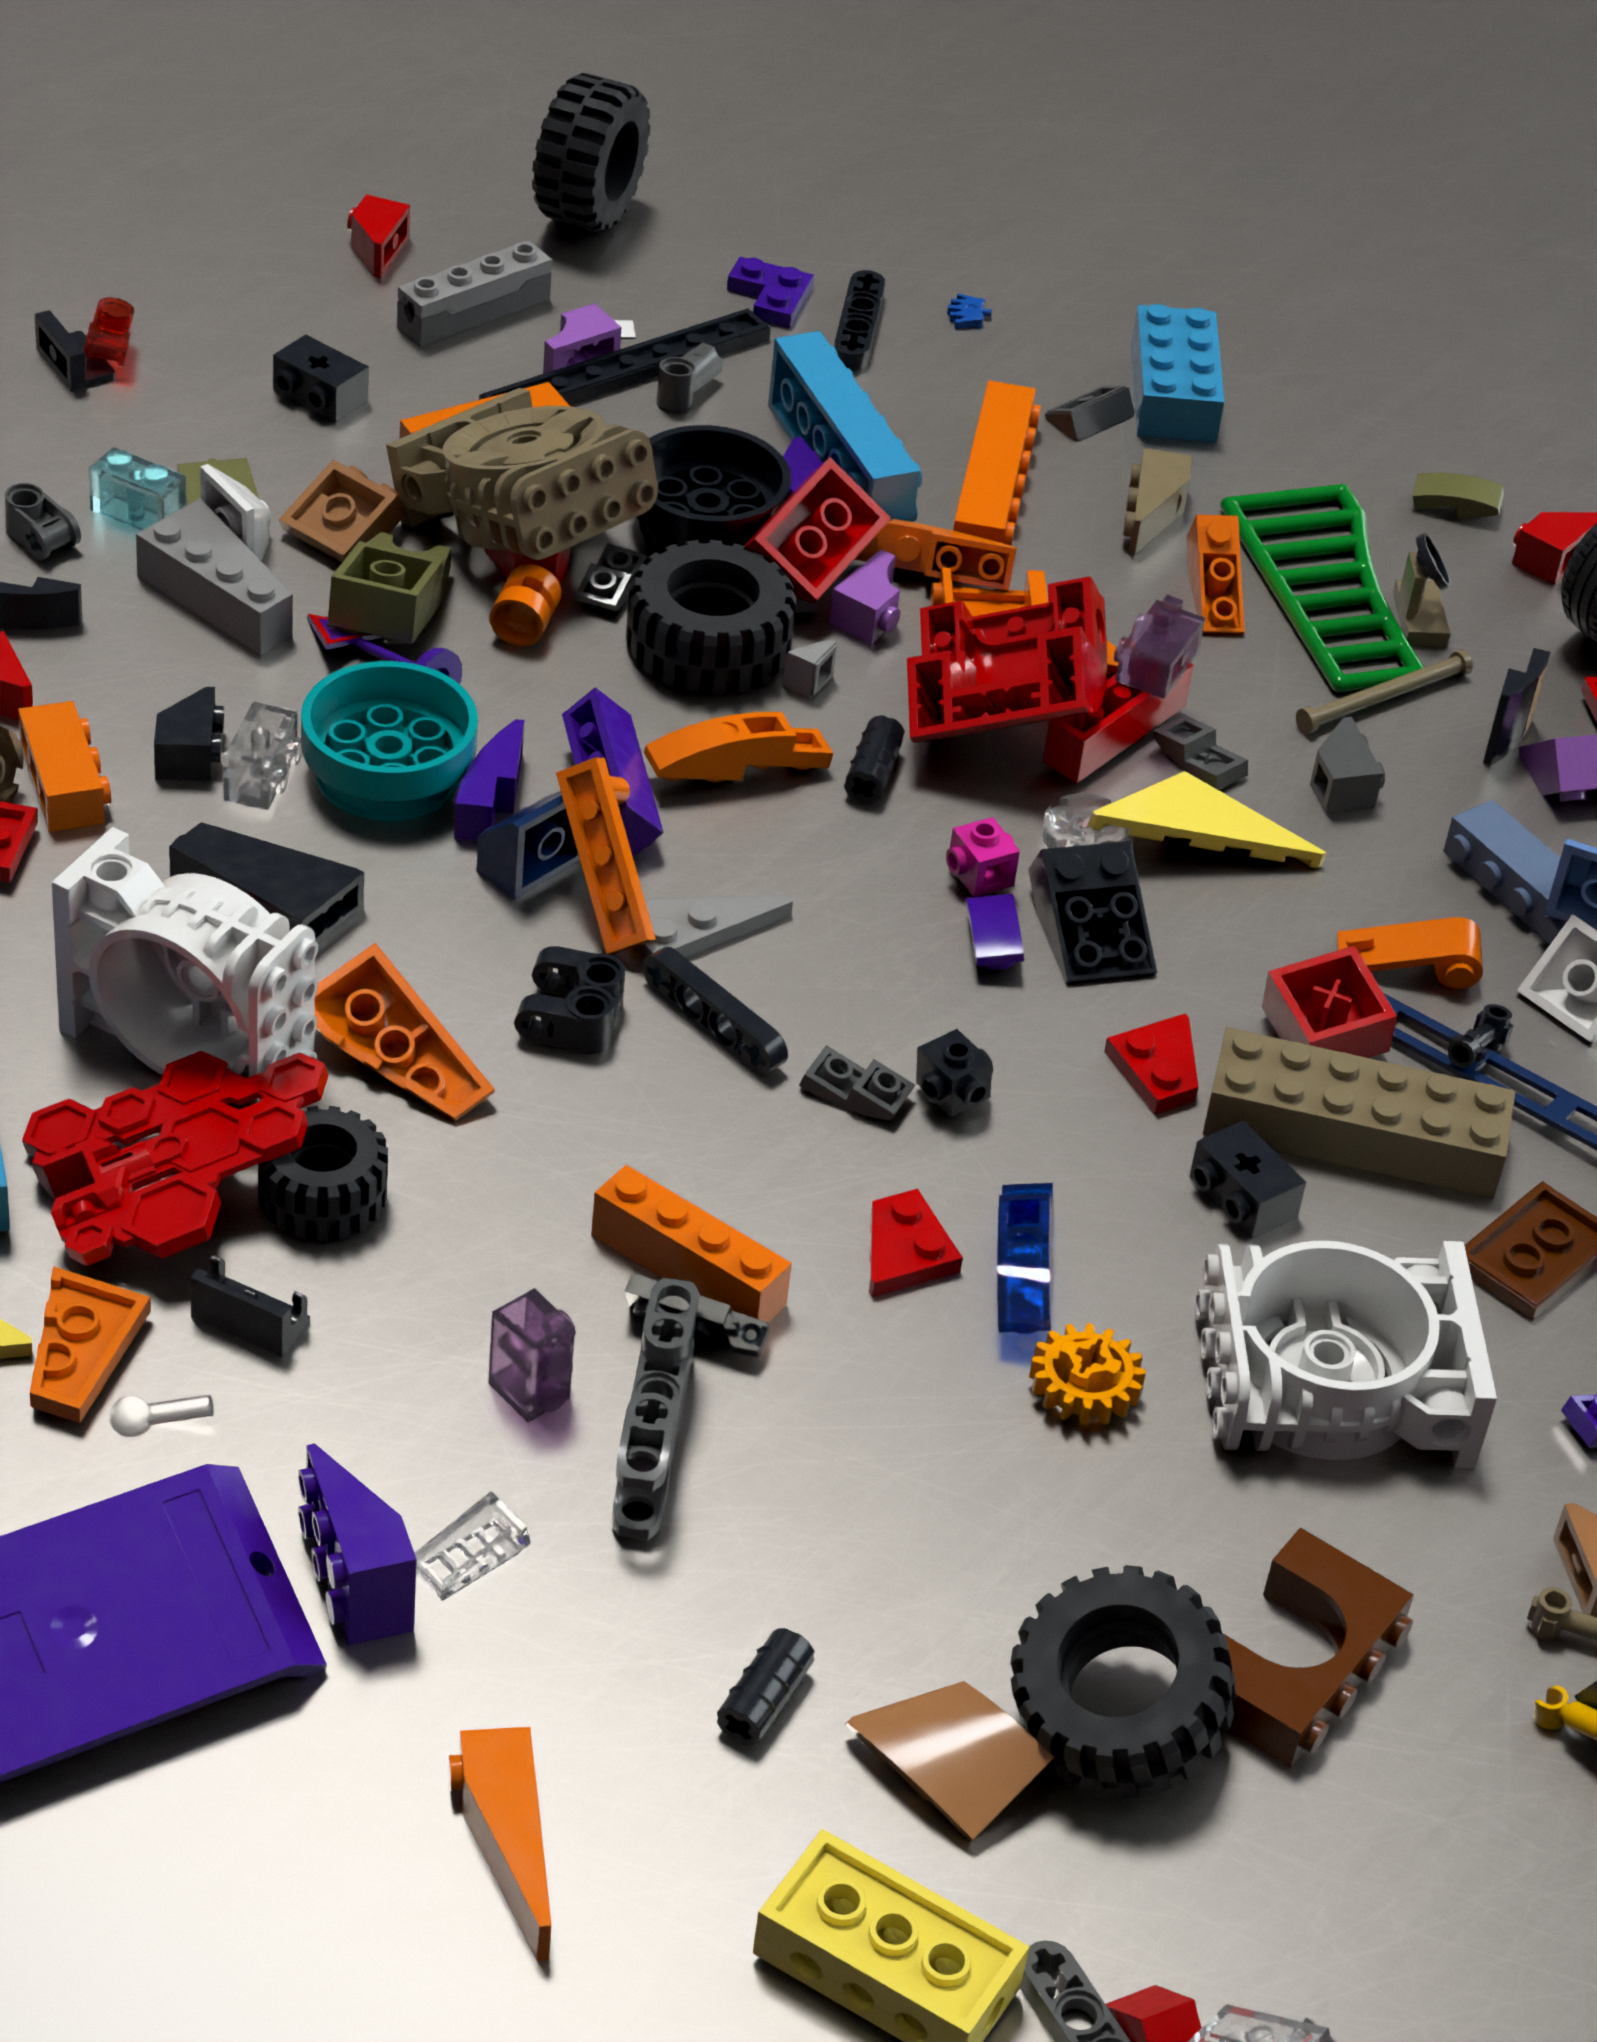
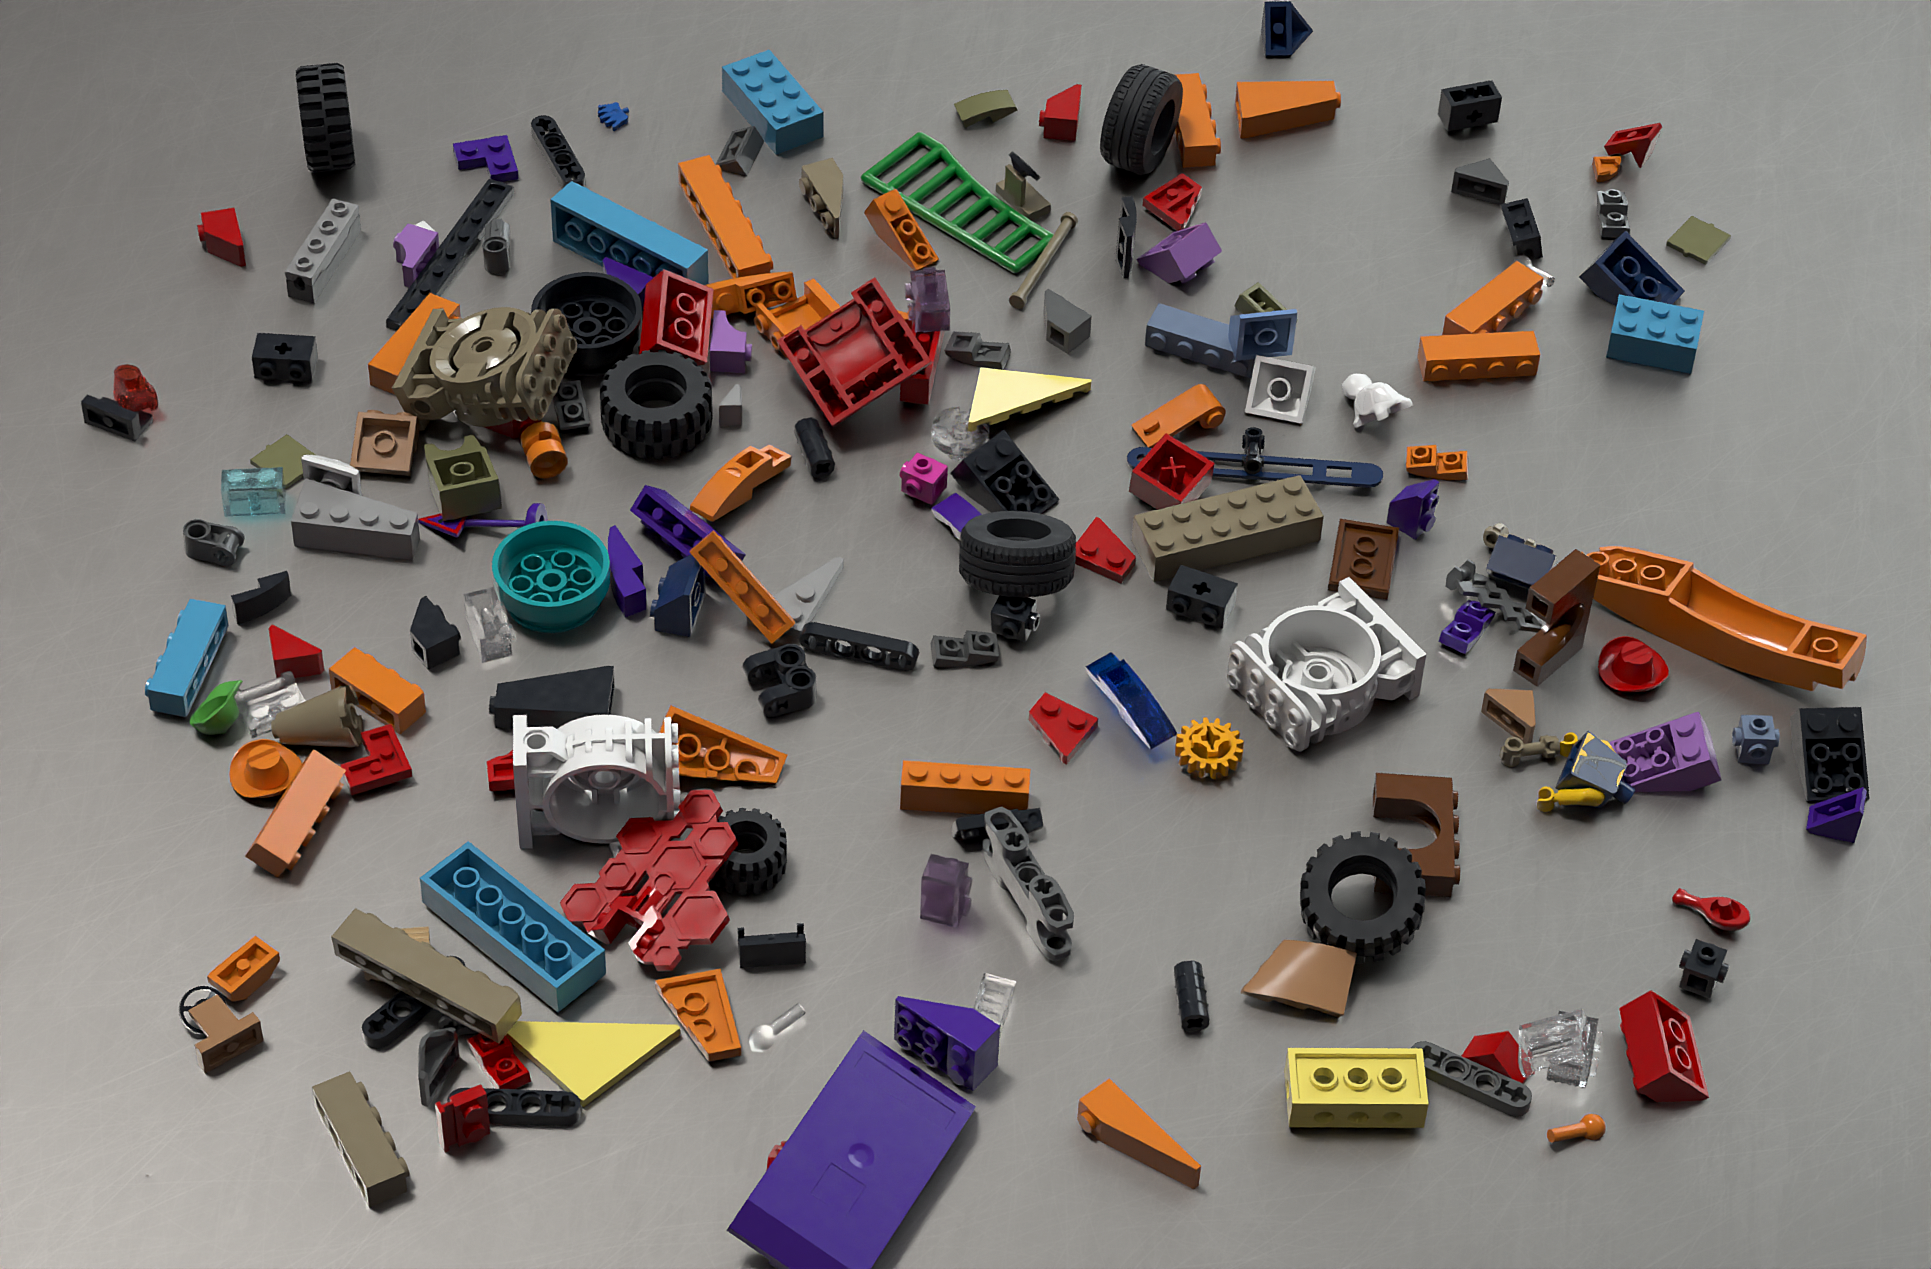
camera: 30 degrees left, 5 degrees up
(1012, 992) = (1017, 554): none -> black tyre

